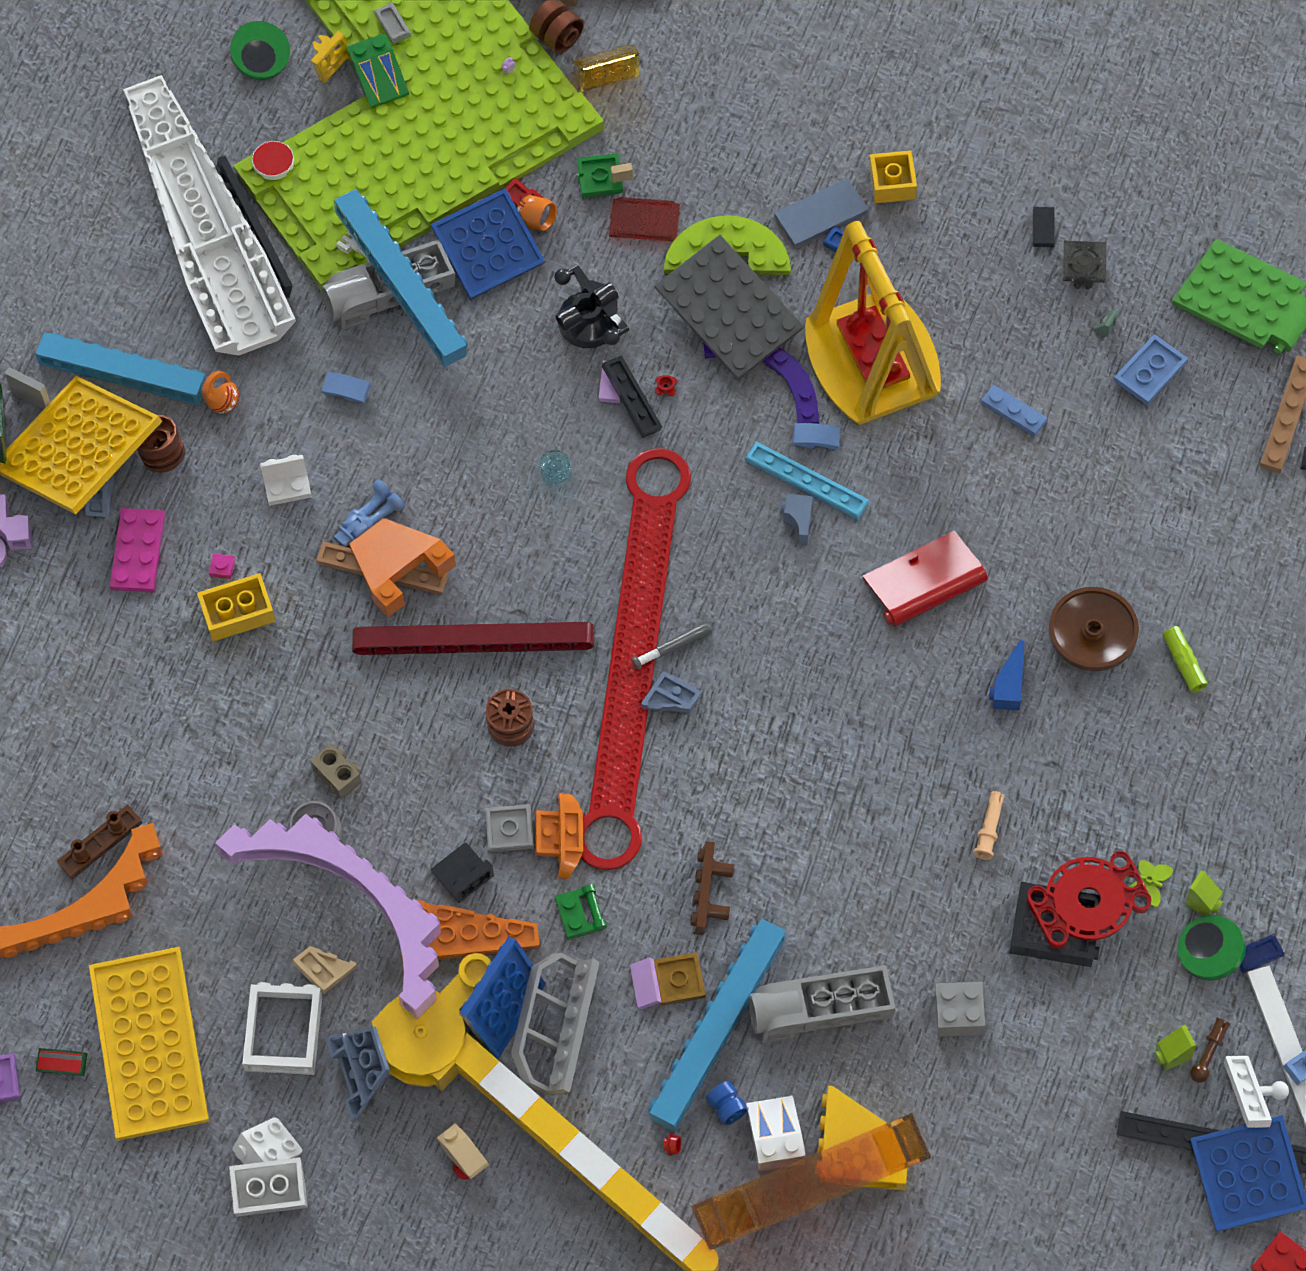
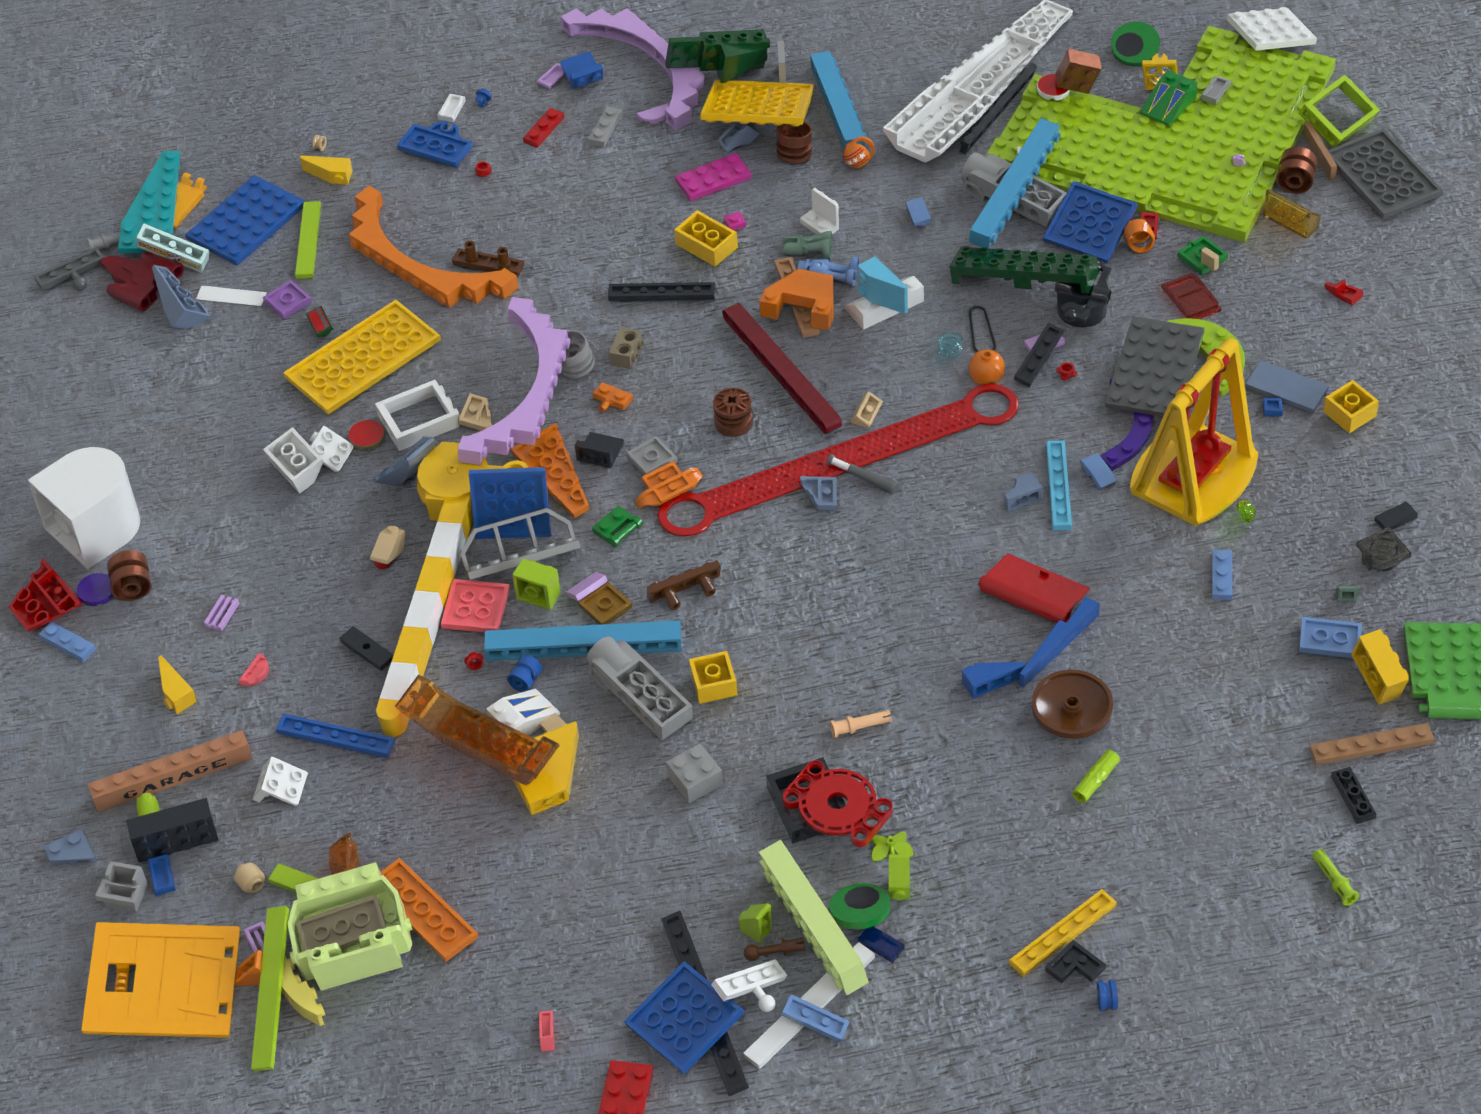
camera: 60 degrees right, 15 degrees down
(270, 1096) = (366, 435): none -> red tile
(276, 692) = (661, 291): none -> black plate
(285, 125) = (1078, 71): none -> copper brick
(313, 524) = (802, 245): none -> sand green piece
(393, 822) = (611, 397): none -> orange plate
(448, 490) = (869, 313): none -> white slope
(461, 480) = (882, 286): none -> medium azure slope
(517, 339) = (1025, 266): none -> dark green piece
(554, 418) = (989, 326): none -> black piece
(585, 594) = (866, 410): none -> tan slope
(599, 1238) = (366, 648): none -> black tile
(600, 1104) = (475, 606): none -> coral plate
(610, 452) = (986, 367): none -> orange cylinder
(619, 1029) = (536, 584): none -> lime brick
(736, 88) = (1344, 292): none -> red slope
(807, 1110) = (551, 723): none -> tan tile
(852, 927) = (713, 677): none -> yellow brick
(957, 342) = (1247, 510): none -> clear neon green plate
(1003, 593) = (1059, 639): none -> blue slope
(1208, 995) = (813, 918): none -> yellowish green brick
(1223, 351) = (1380, 666): none -> yellow brick

